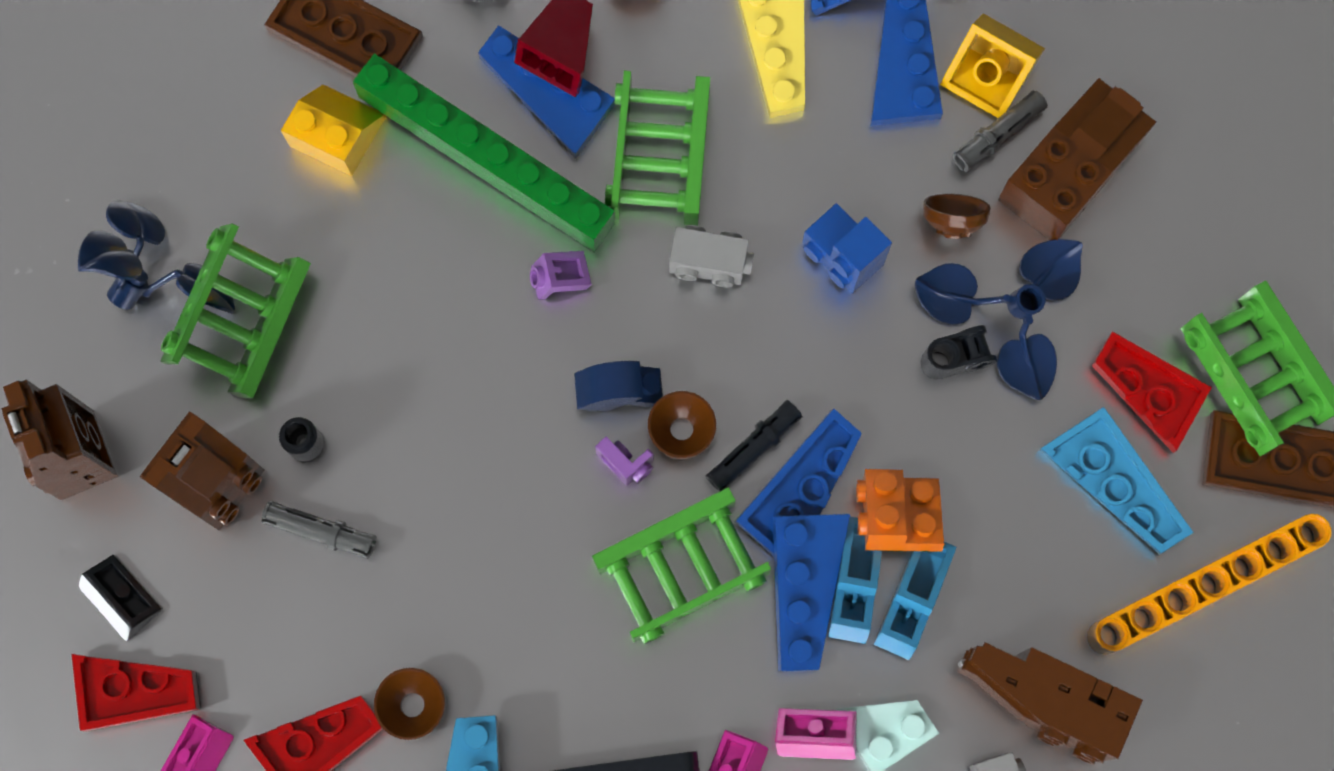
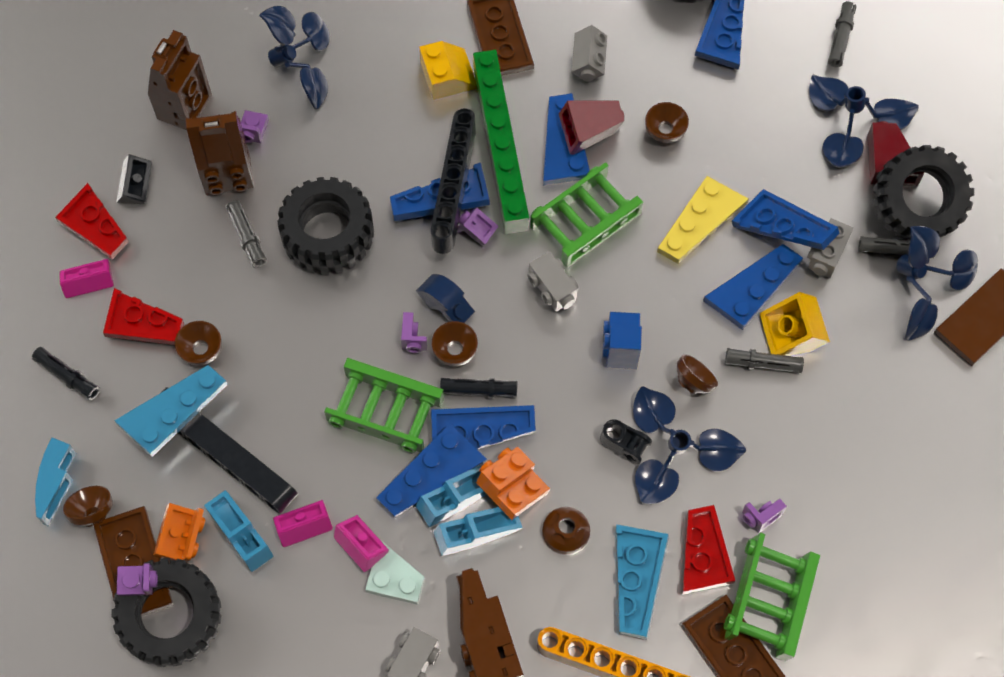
camera: 45 degrees right, 10 degrees down
(184, 396) = (254, 126): none -> medium lavender bracket
(272, 308) = (331, 119): bright green fence -> none
(294, 431) = (280, 185): black brick -> none
(377, 393) = (320, 198): none -> black tyre
(494, 259) = (453, 181): none -> black beam
(494, 262) = (422, 201): none -> blue wing
(984, 517) = (566, 542): none -> reddish brown piece
(1076, 159) = (787, 407): reddish brown piece -> none
(1170, 292) = (768, 514): none -> medium lavender bracket

